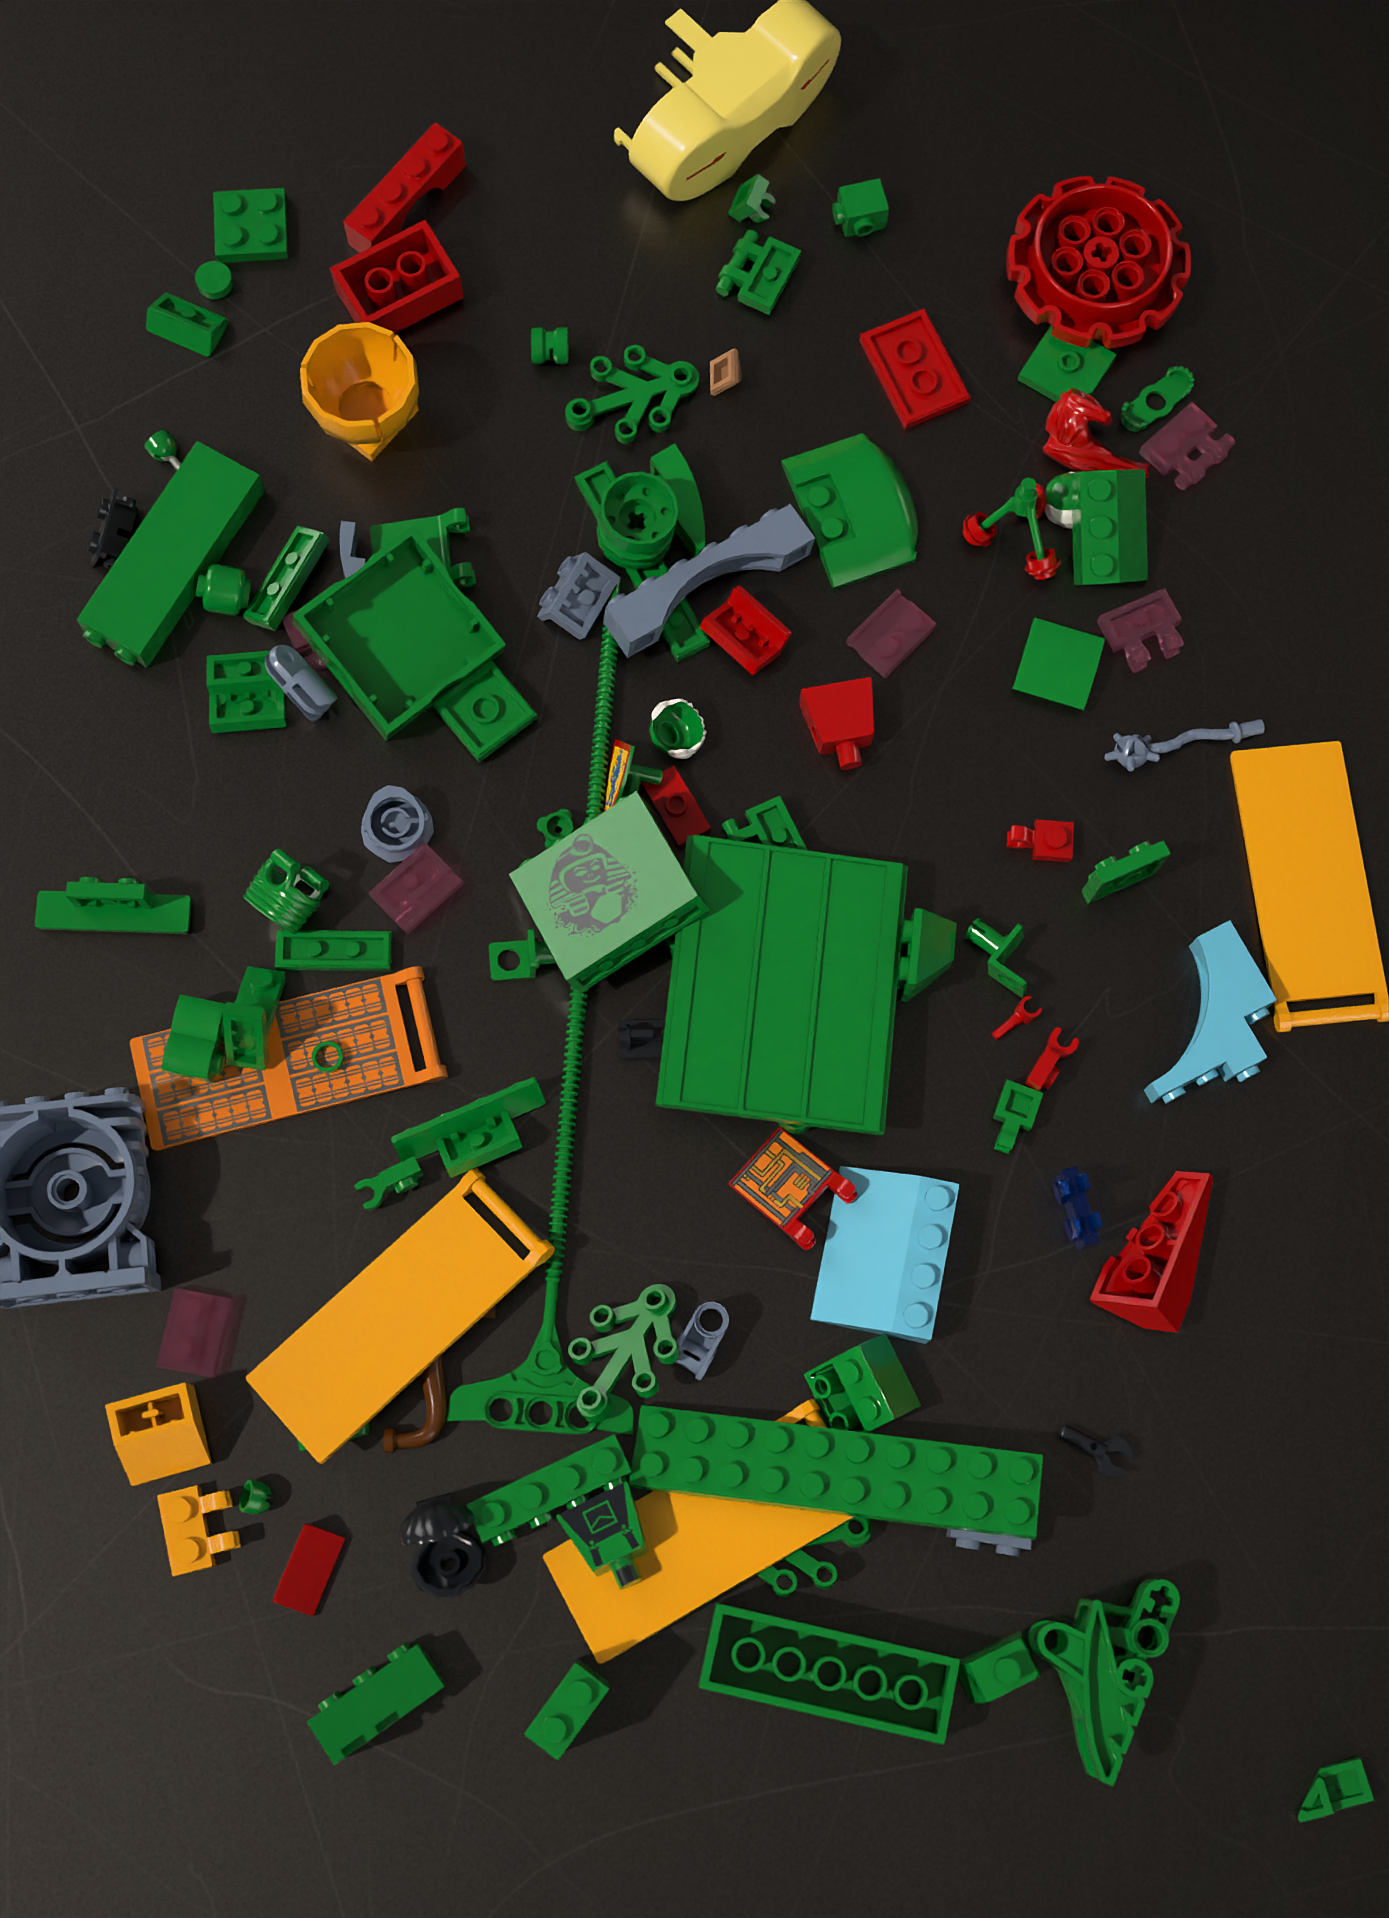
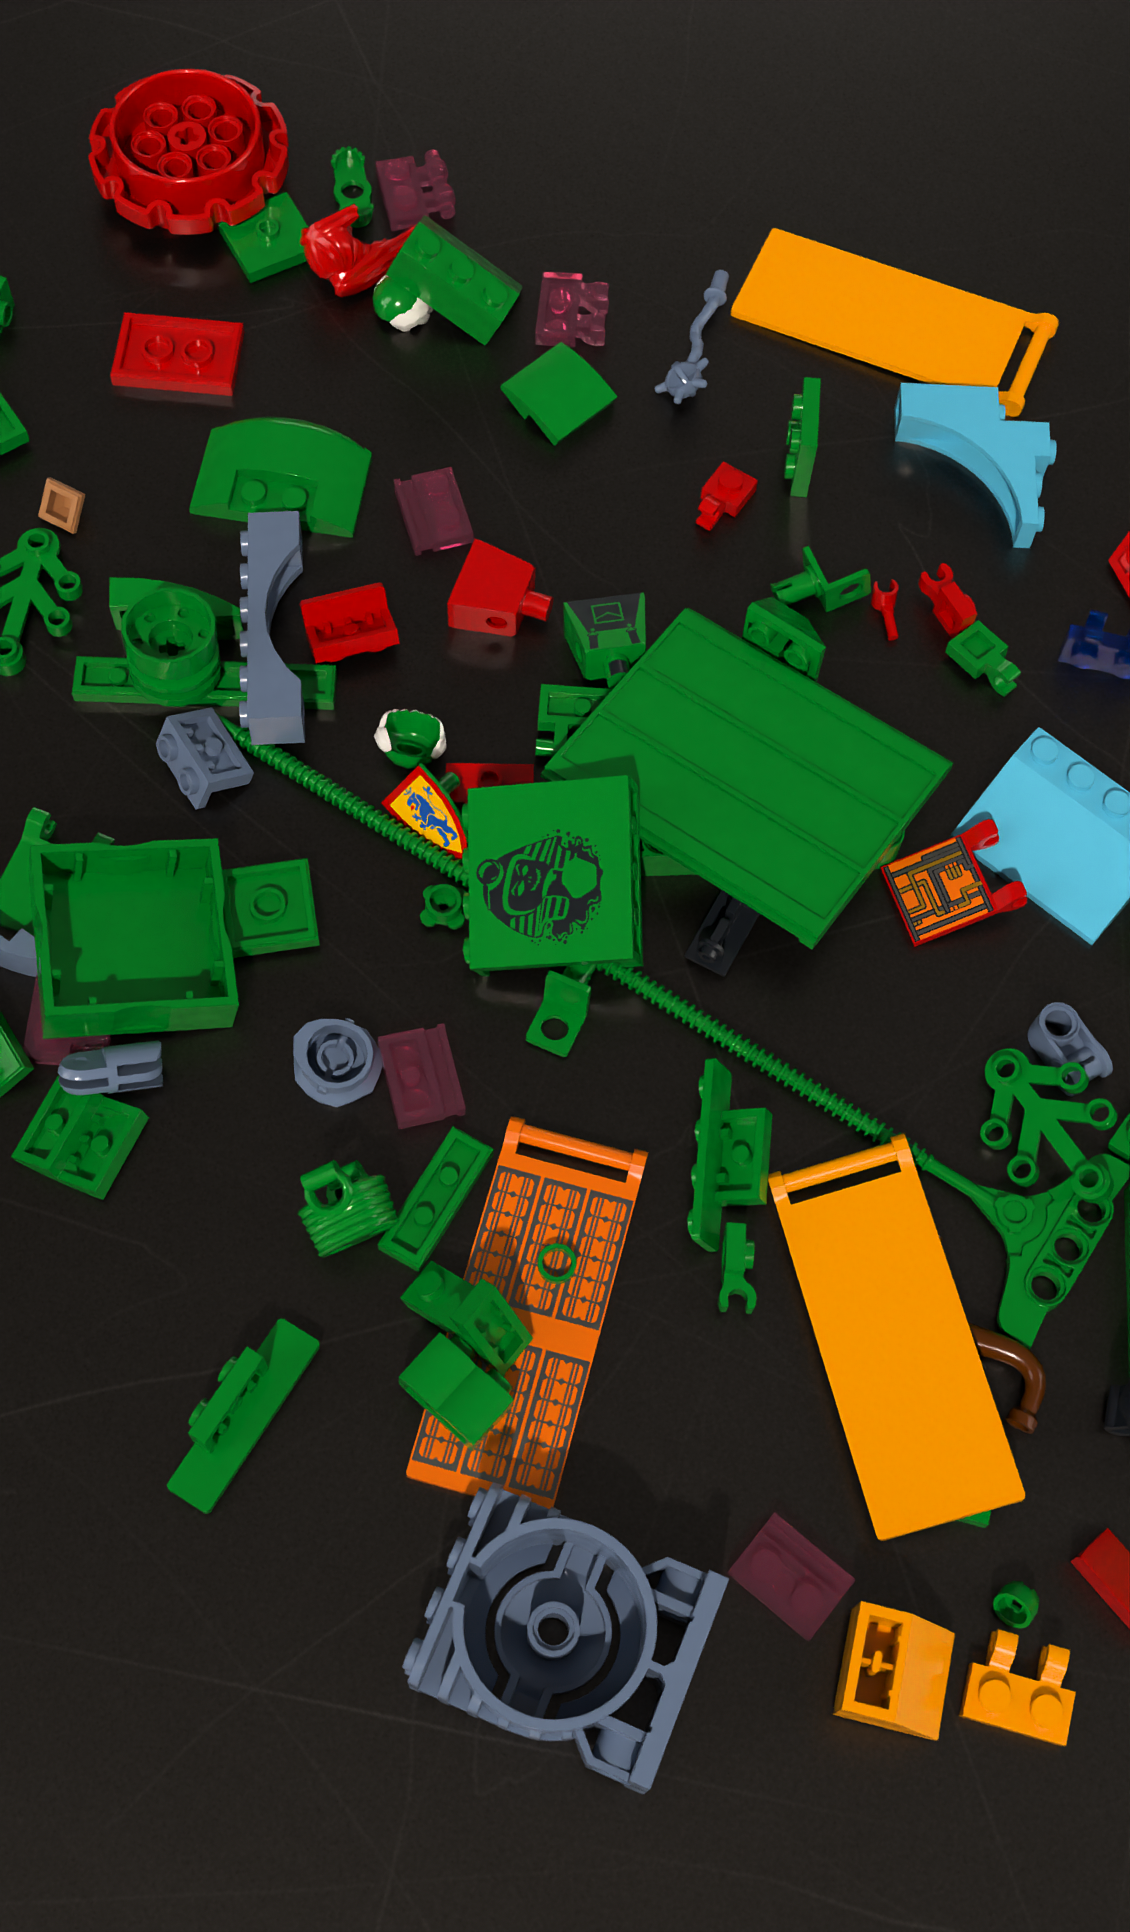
camera: 60 degrees left, 10 degrees down
(851, 822) = (606, 635): none -> green torso
(1028, 502) = (385, 329): plant -> none

